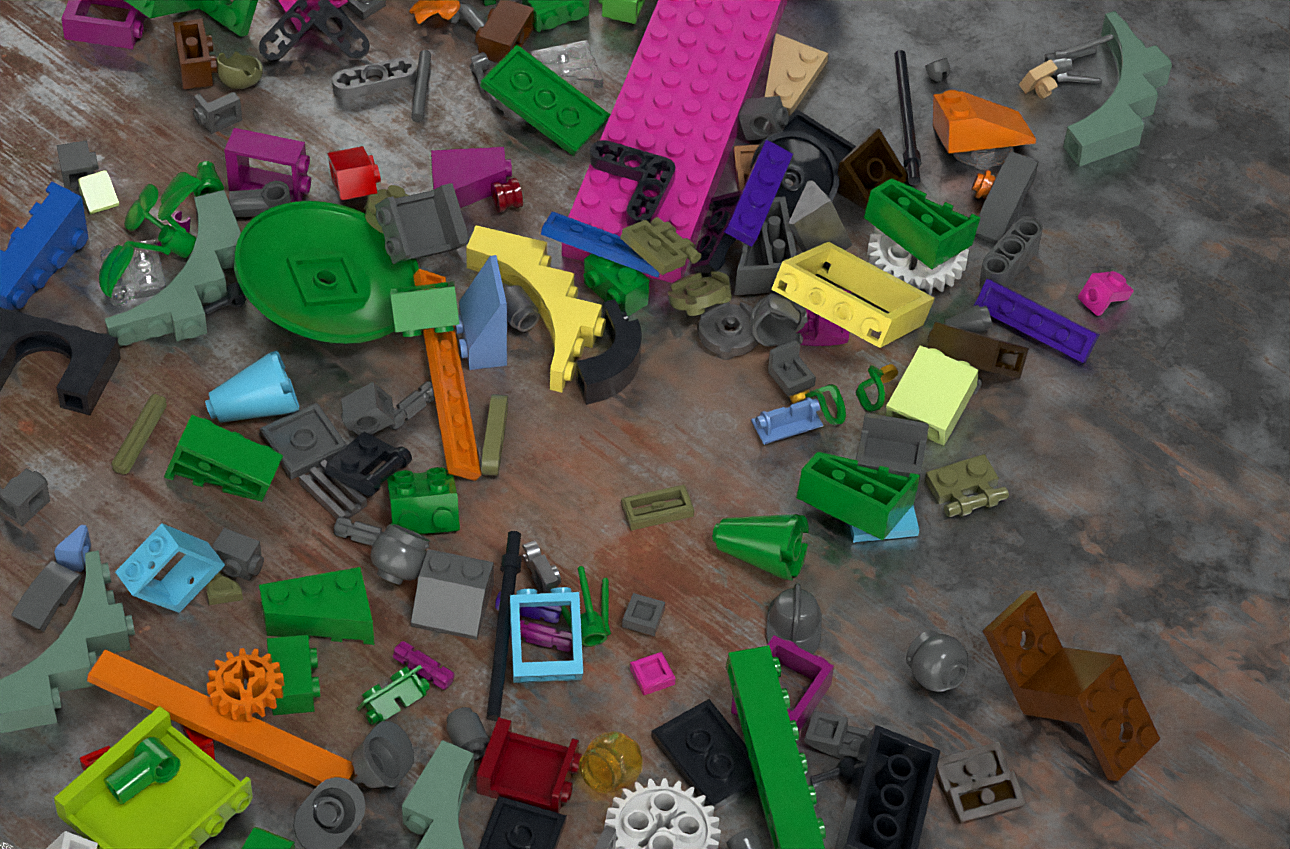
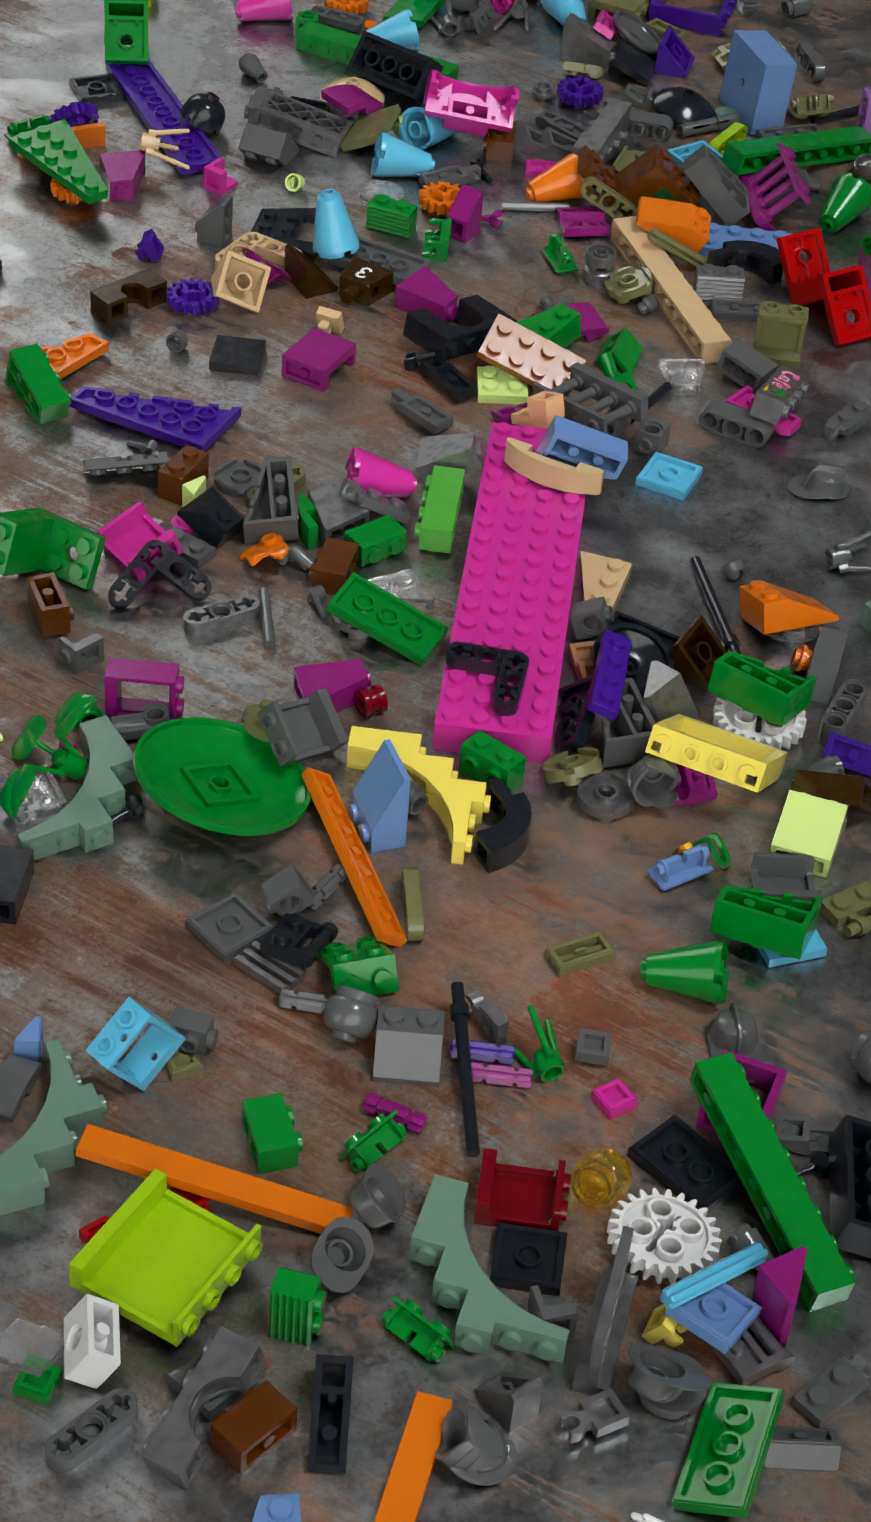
camera: 10 degrees left, 10 degrees down
(139, 434) = (69, 935): olive axle -> none
(150, 763) = (156, 1223): green piece -> none
(223, 459) = (159, 948): green wedge -> none
(239, 70) = (94, 616): olive hair -> none
(254, 392) = (176, 886): medium azure cone -> none
(263, 684) = (233, 1142): orange gear -> none
(320, 606) = (290, 1065): green wedge -> none
(353, 172) = (225, 691): red brick -> none
(425, 308) = (325, 796): slope -> none
(467, 731) = (453, 1163): dark grey brick -> none
(547, 670) = (514, 1104): medium azure window -> none
(595, 242) = (479, 729): blue tile -> none
(660, 245) = (532, 724): olive plate -> none
(789, 369) = (670, 824): dark grey bracket -> none
(878, 377) = (758, 823): green piece -> none
(1040, 80) = (827, 570): tan tile -> none

